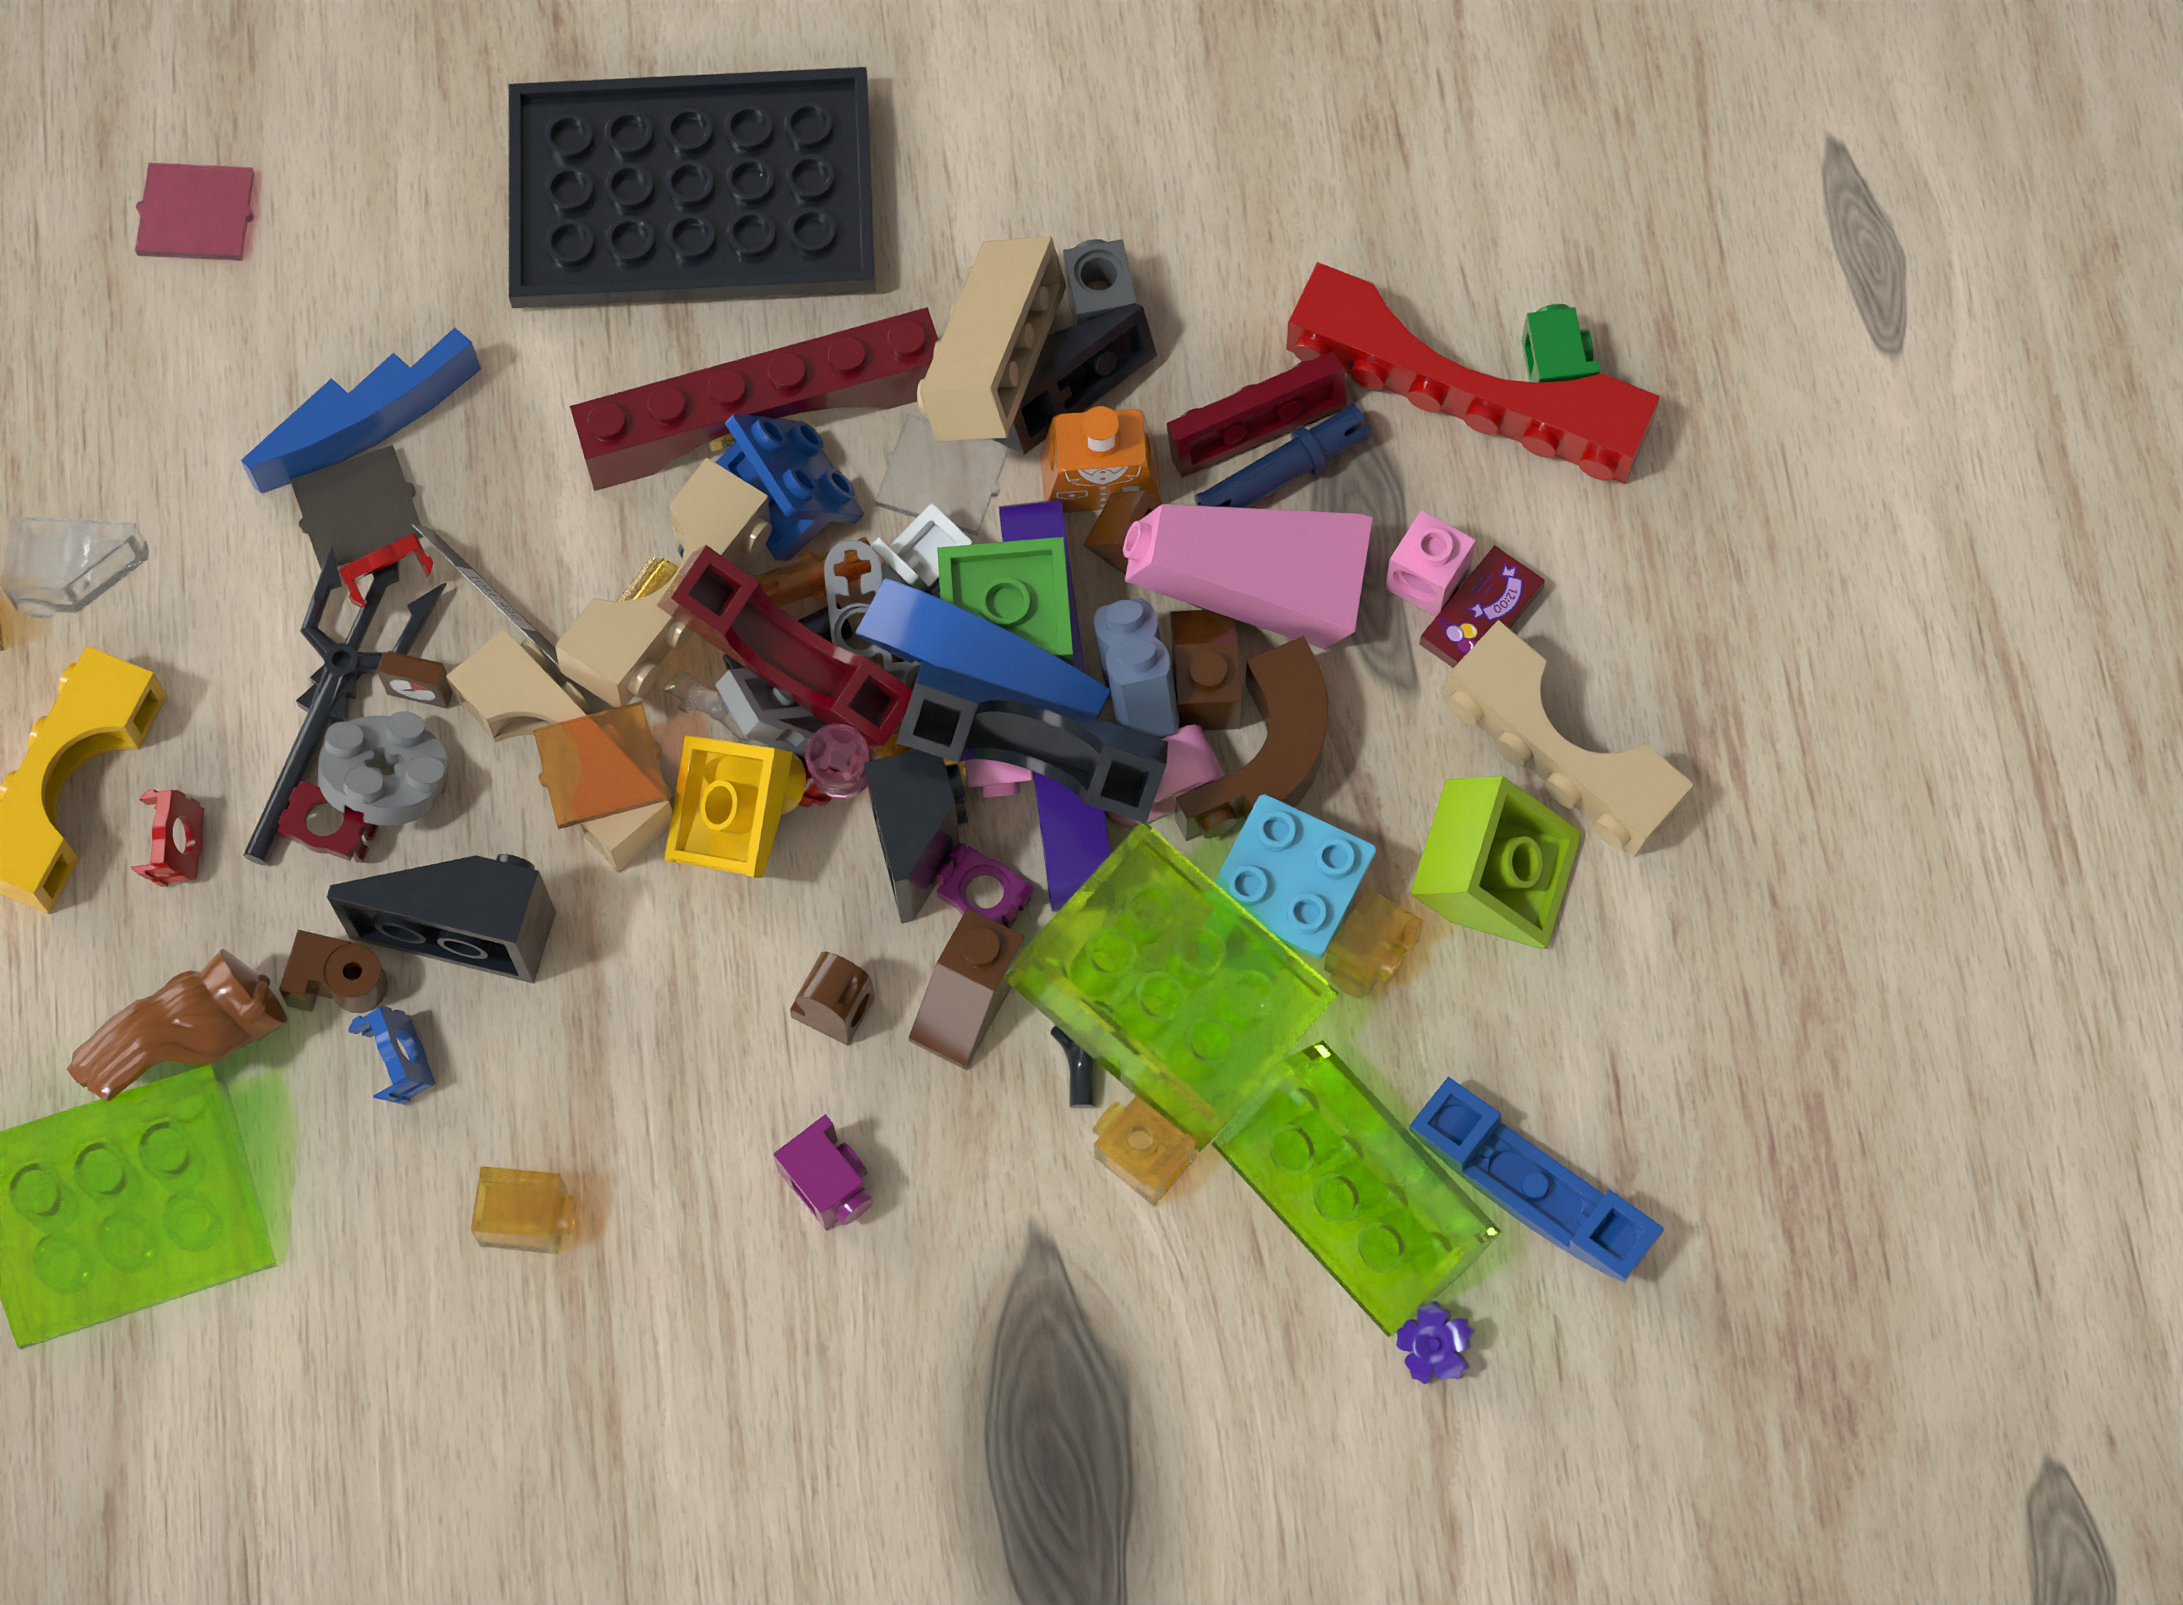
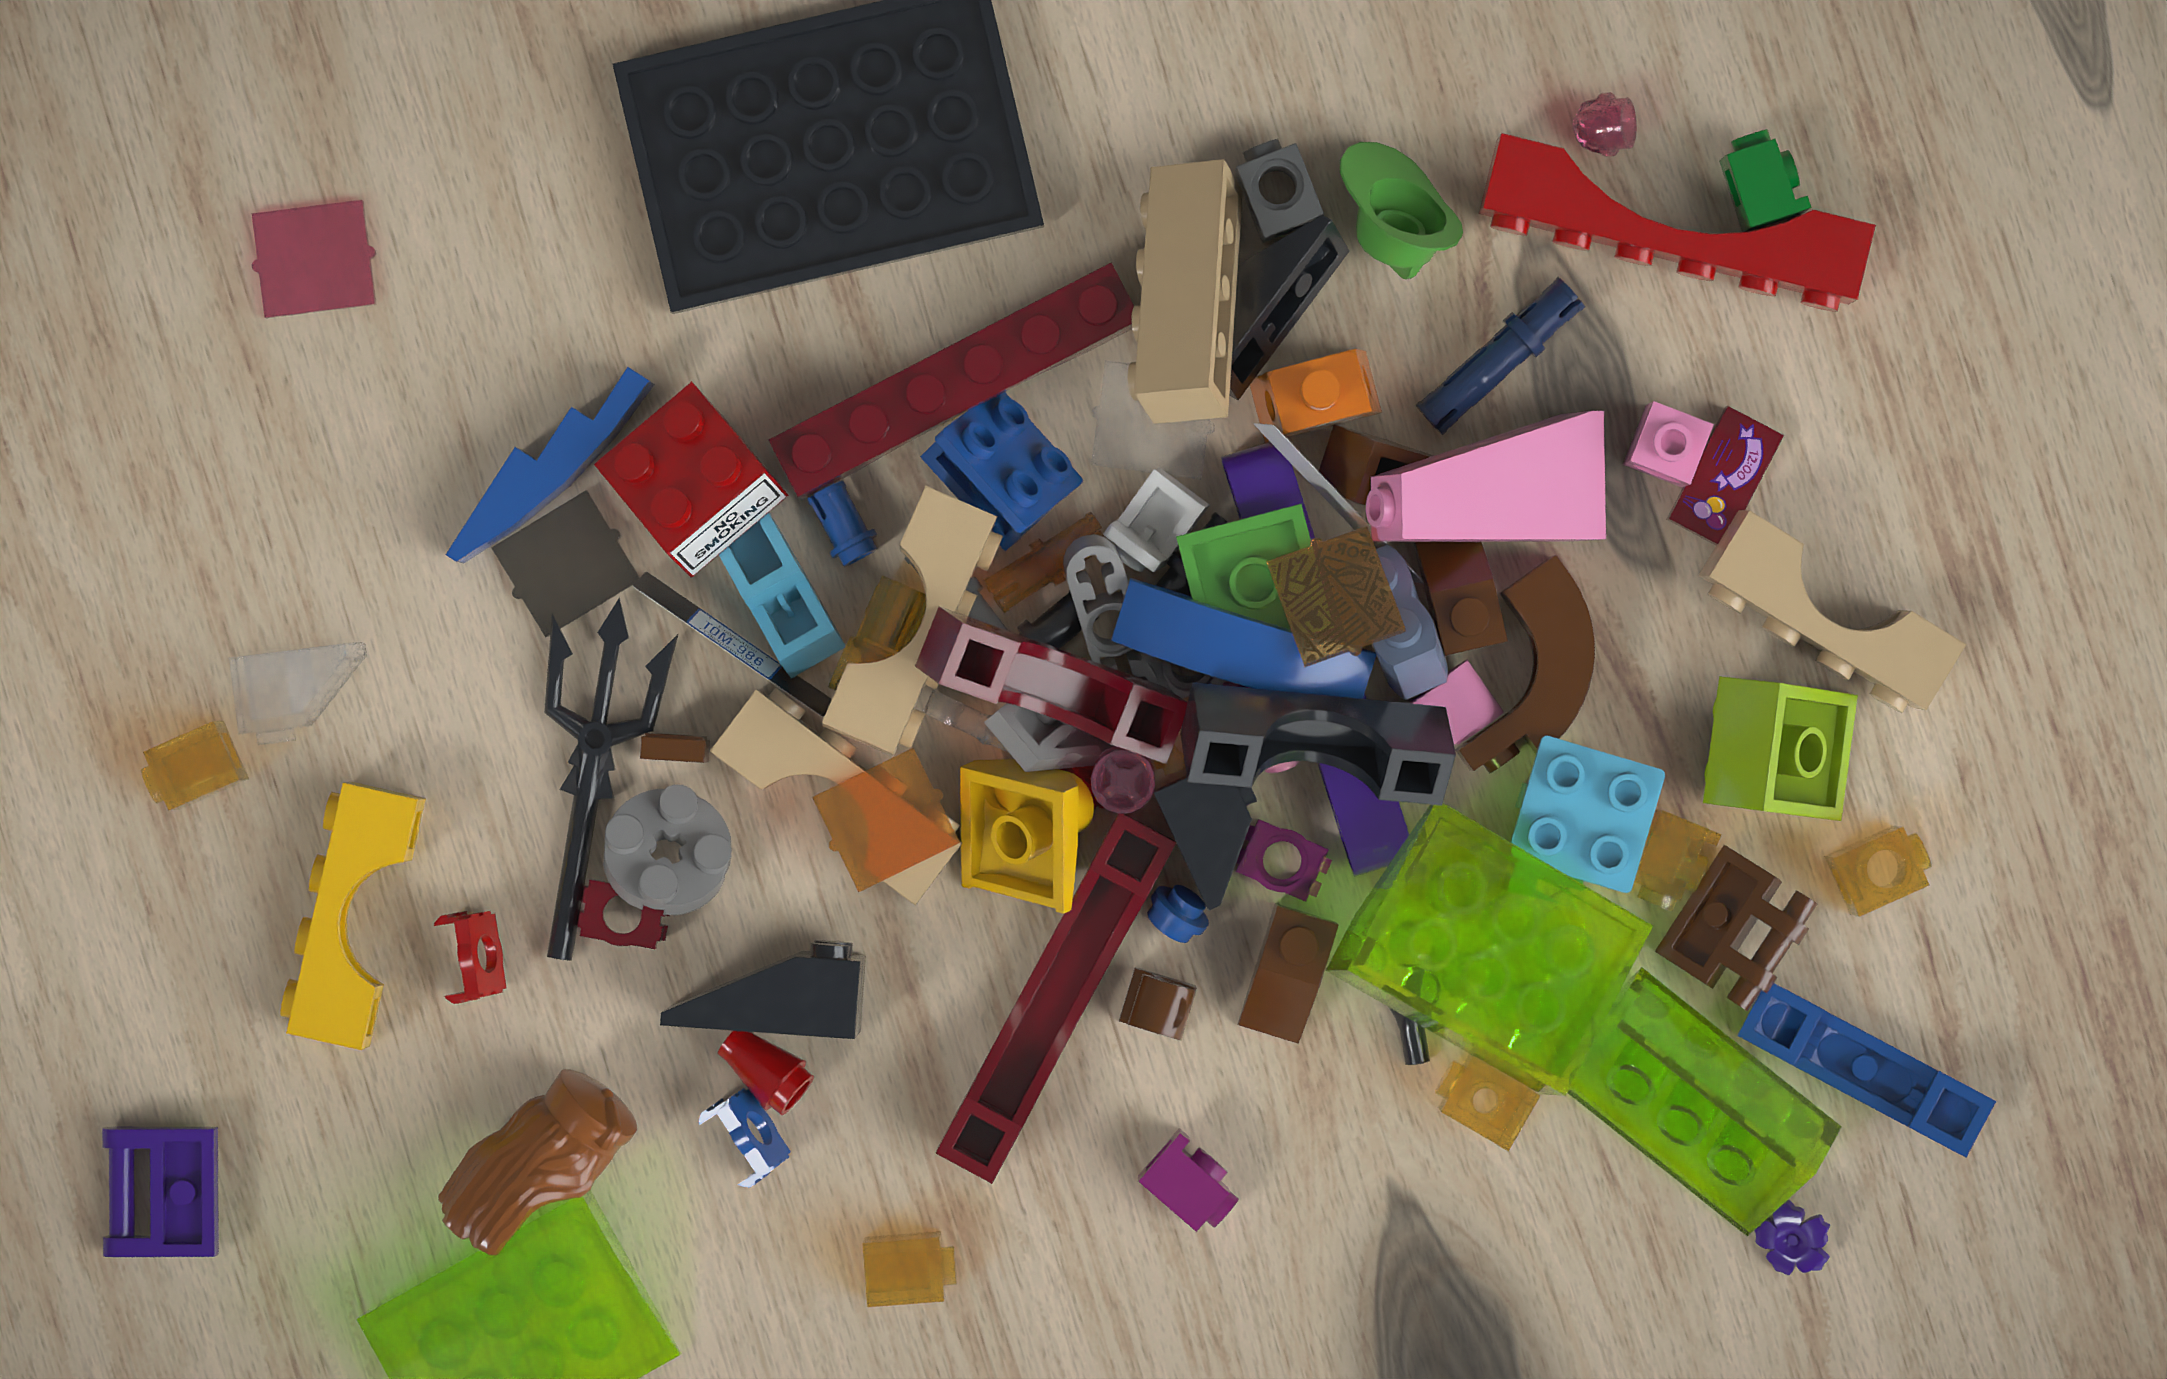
camera: 10 degrees left, 20 degrees up
(334, 971) = (679, 1062): reddish brown leg -> none
(380, 559) = (613, 636): red piece -> none
(433, 998) = (767, 1070): none -> red cone
(490, 434) = (691, 479): none -> red brick
(542, 539) = (781, 597): none -> medium azure slope
(630, 524) = (843, 524): none -> blue pin
(672, 1037) = (1055, 997): none -> dark red arch
(870, 914) = (1178, 913): none -> blue plate
(1079, 616) = (1336, 596): none -> clear orange piece
(1087, 532) = (1319, 482): none -> white sticker
(1206, 322) = (1399, 208): none -> bright green piece
(1257, 414) = (1464, 304): dark red plate -> none
(1412, 1009) = (1720, 917): none -> reddish brown plate
(1418, 282) = (1606, 124): none -> clear pink plate
(1559, 1013) = (1851, 874): none -> clear yellow brick

